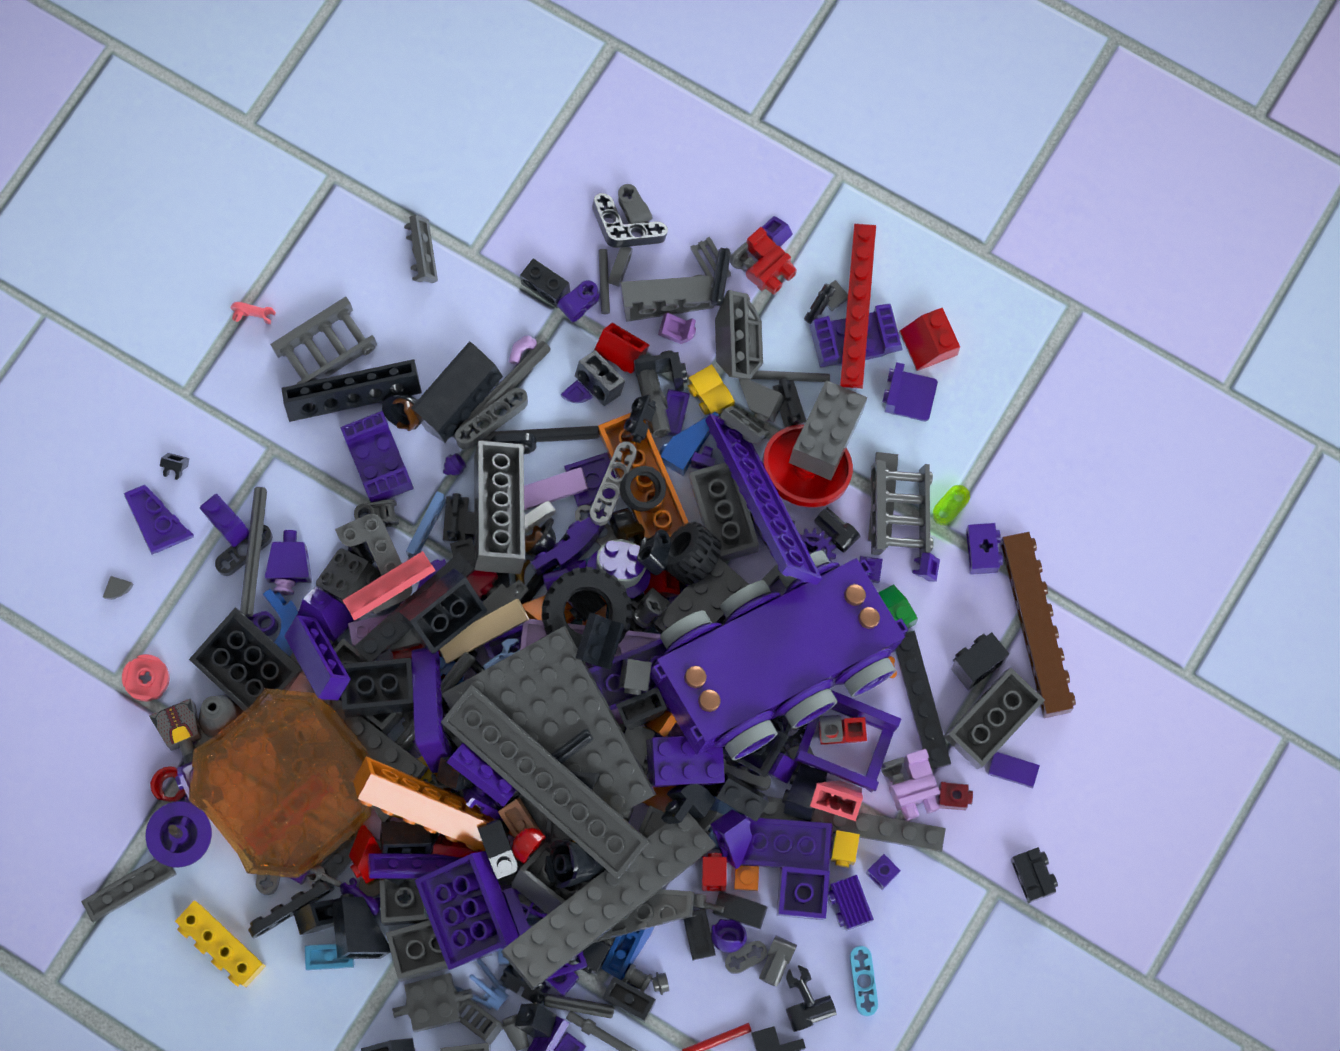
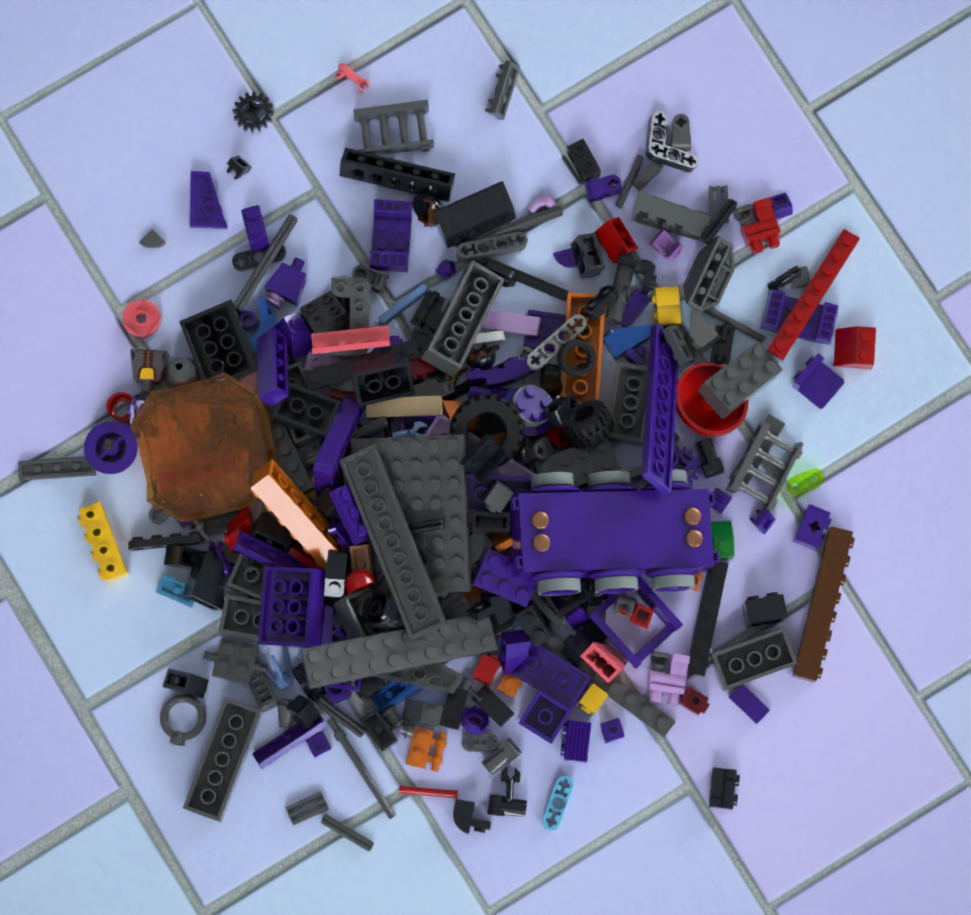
camera: 25 degrees right, 5 degrees up
(155, 405) = (260, 109): none -> black gear
(667, 956) = (423, 712): none -> dark grey slope
(683, 994) = (420, 748): none -> orange plate

